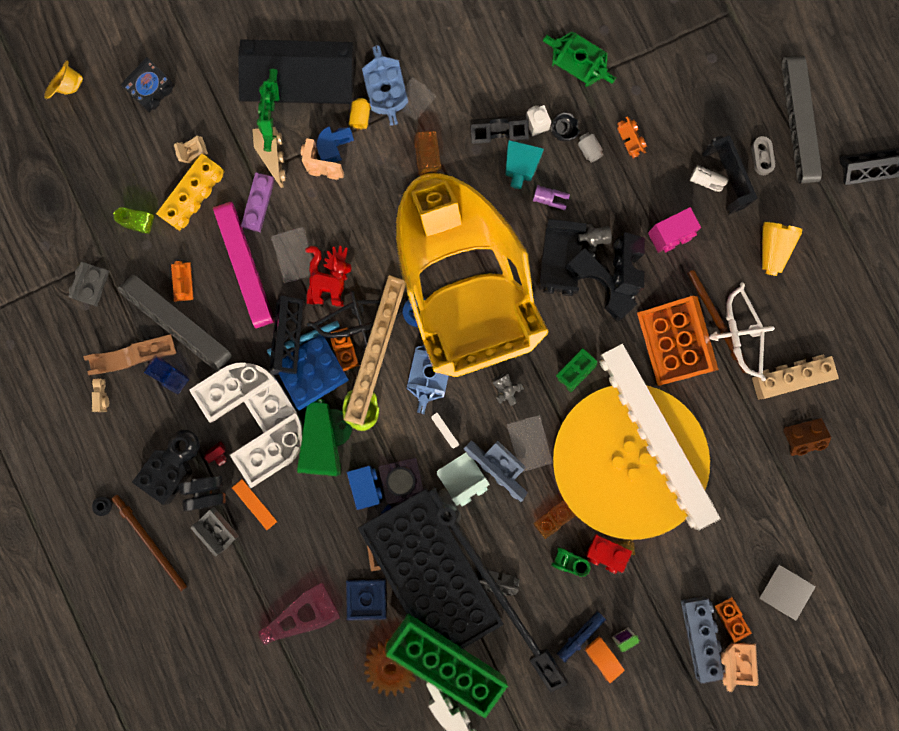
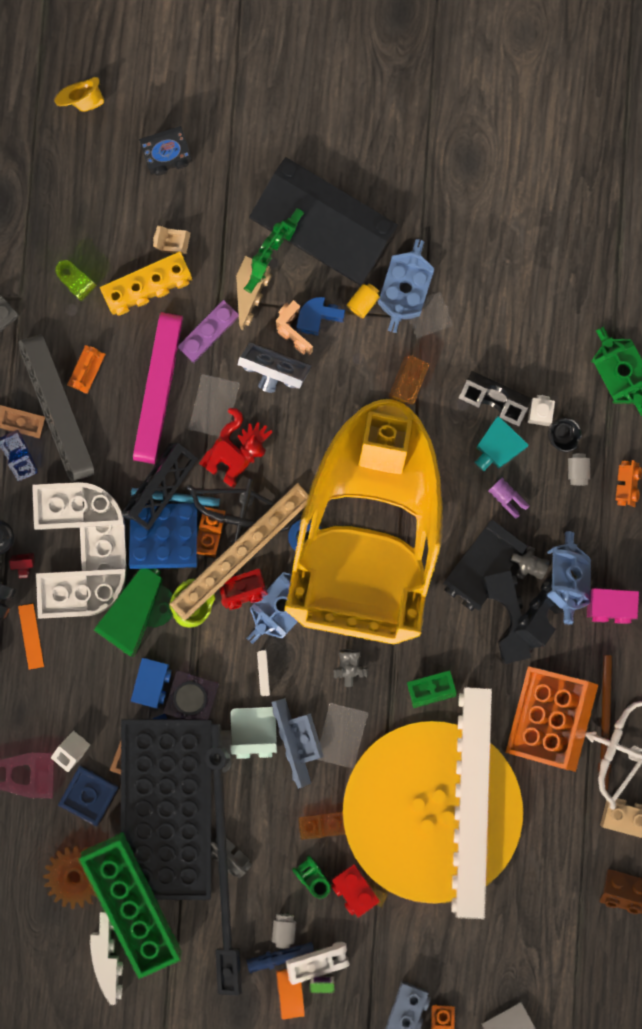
camera: 30 degrees right, 0 degrees up
(321, 200) = (273, 367): none -> sand blue plate
(333, 574) = (70, 751): none -> white brick
(393, 377) = (243, 588): none -> red bracket
(572, 615) = (283, 930): none -> light grey brick
(612, 625) = (317, 963): none -> white plate
(632, 228) = (566, 590): none -> medium blue plate

